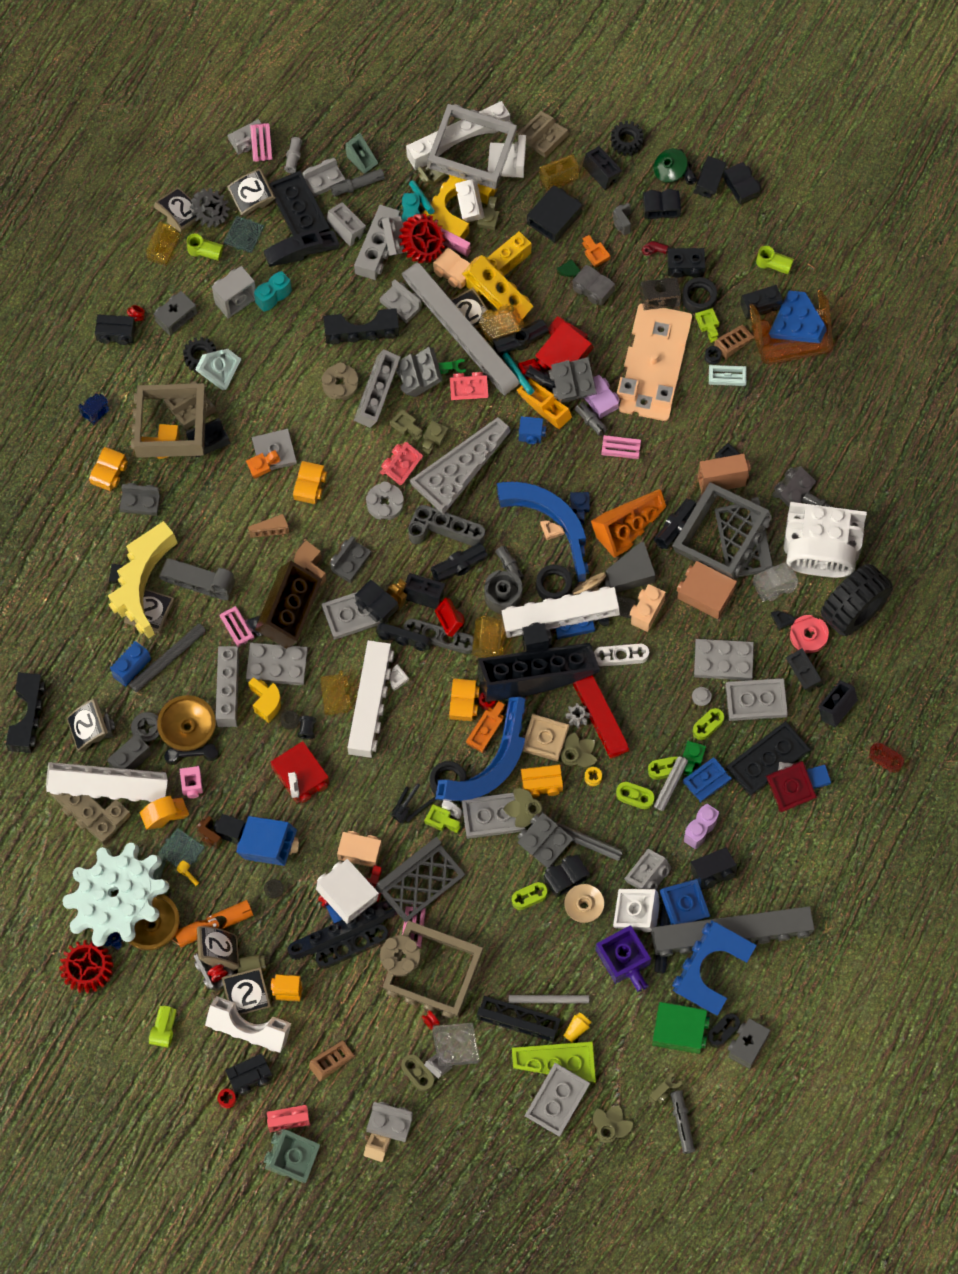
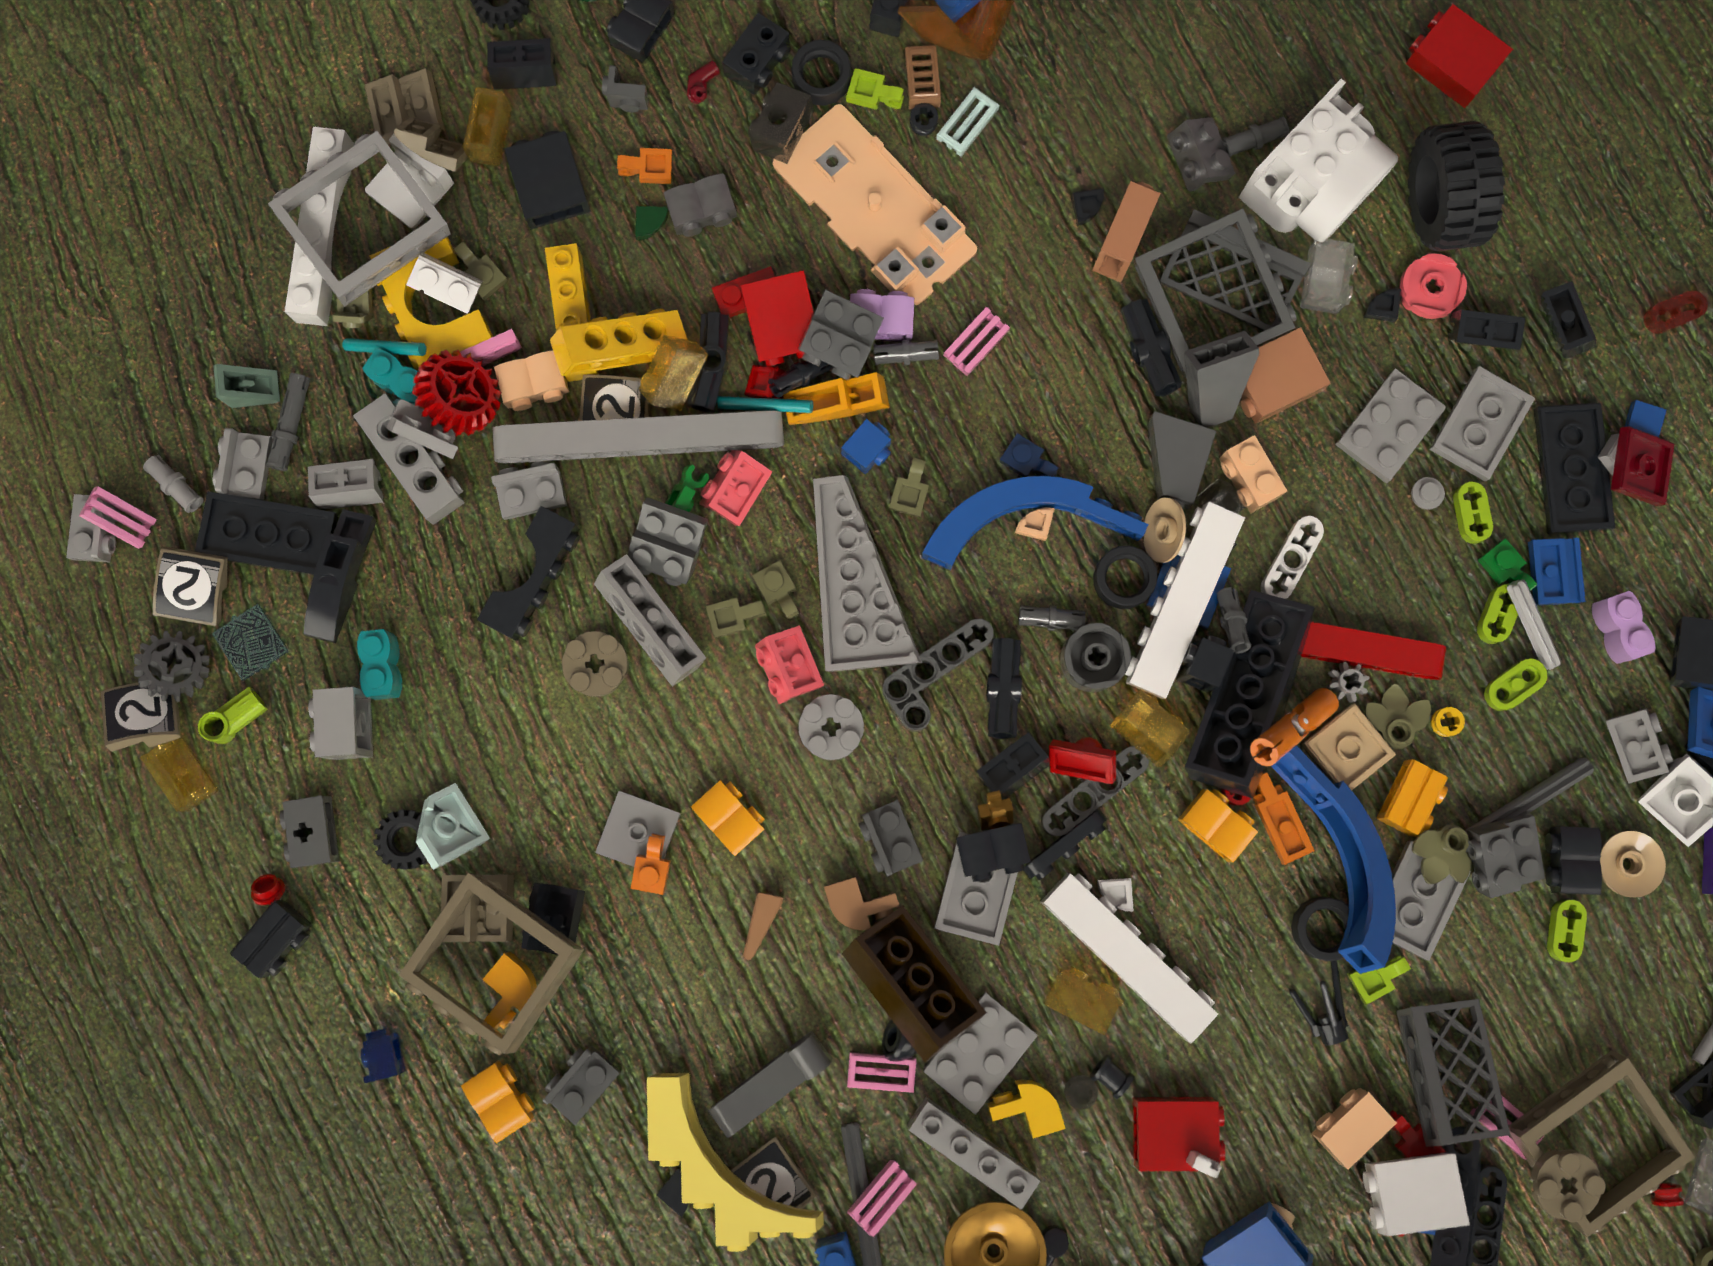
camera: 60 degrees left, 15 degrees up
(193, 663) = (890, 1207): none -> bright pink tile
(523, 464) = (910, 493): none -> olive plate
(530, 152) = (424, 140): none -> dark tan slope
(541, 699) = (1294, 727): none -> orange piece
(567, 639) = (1233, 620): none -> dark grey pin
(623, 524) = (1098, 422): orange wedge -> none
(679, 555) = (1218, 377): none -> dark grey slope
(937, 572) = (1457, 55): none -> red brick

